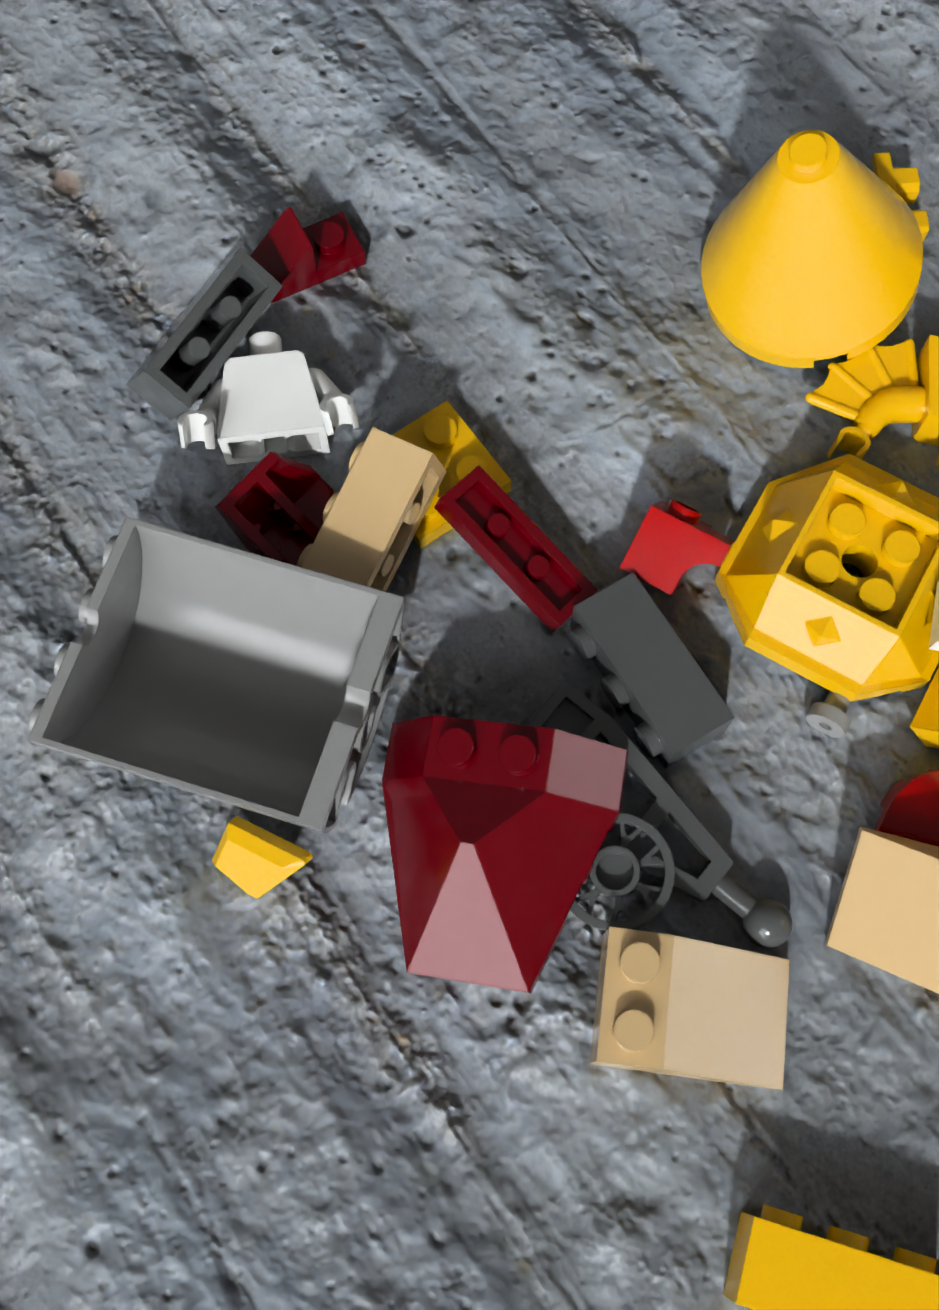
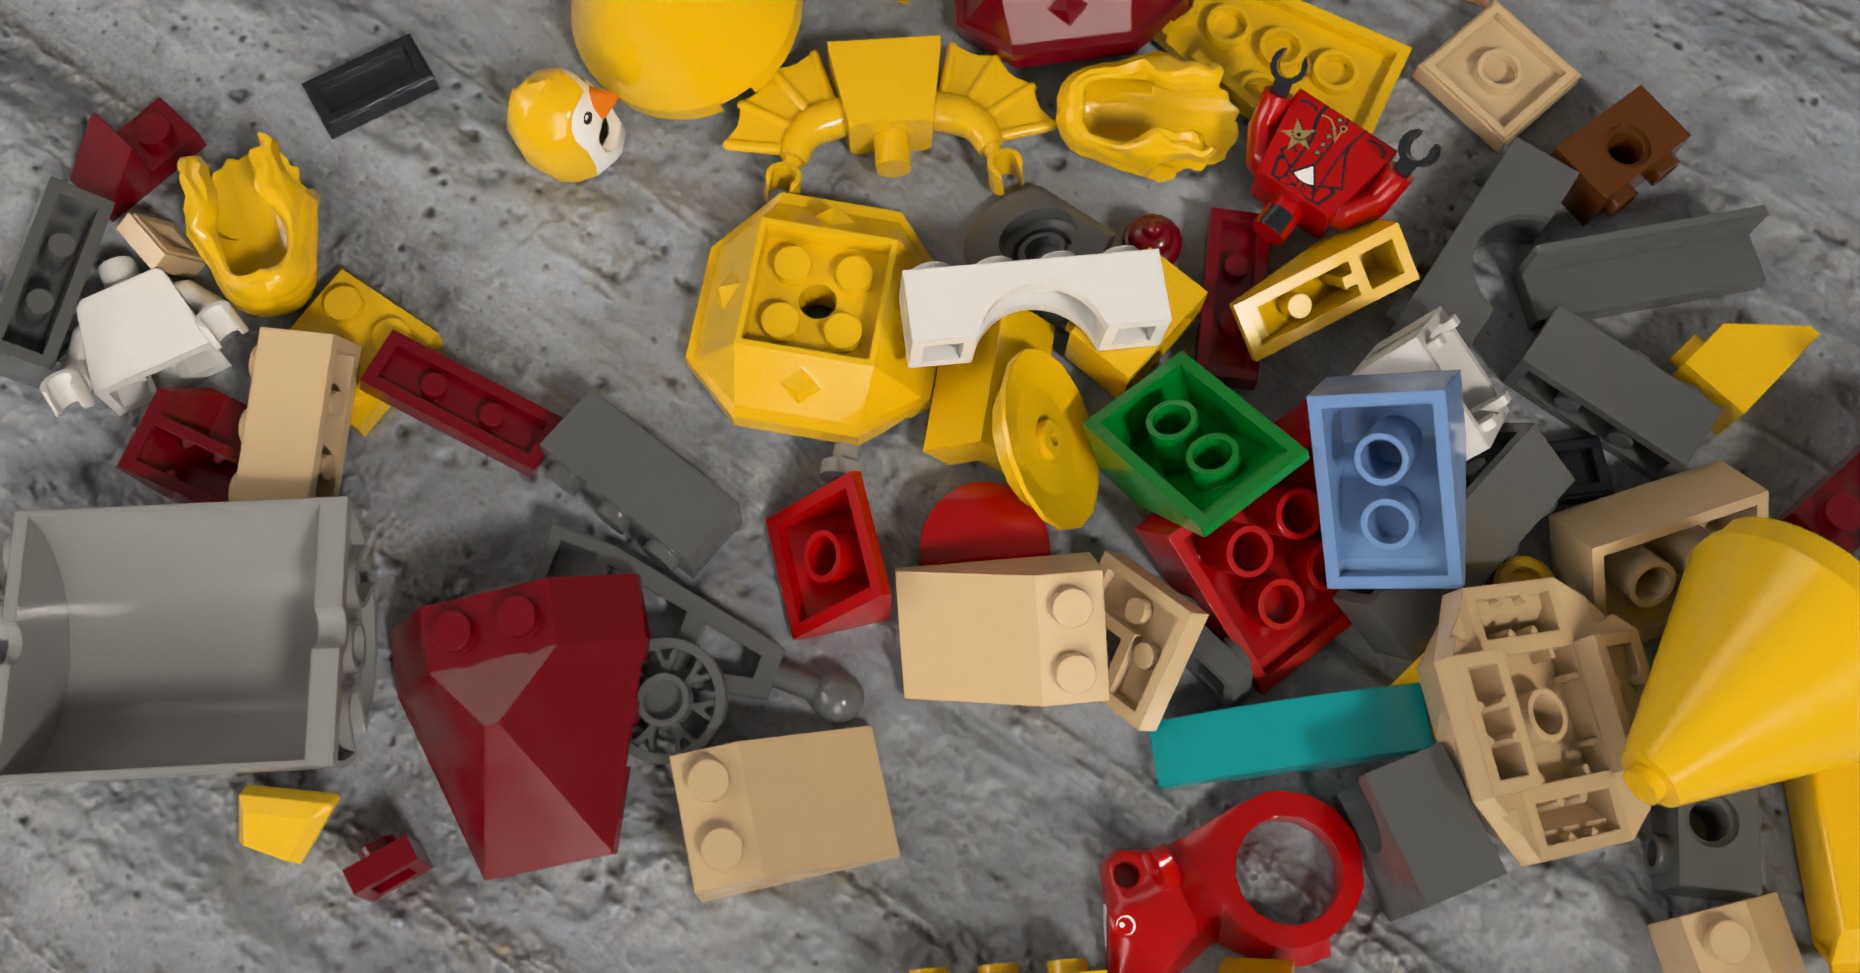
camera: 25 degrees left, 0 degrees up
(307, 333) = (161, 245): none -> tan tile
(329, 929) = (386, 866): none -> dark red plate
(389, 343) = (254, 228): none -> yellow hair
(516, 255) = (370, 86): none -> black tile
(670, 335) = (559, 122): none -> yellow piece
(672, 543) = (624, 345): red brick -> none
(801, 796) = (830, 560): none -> red slope

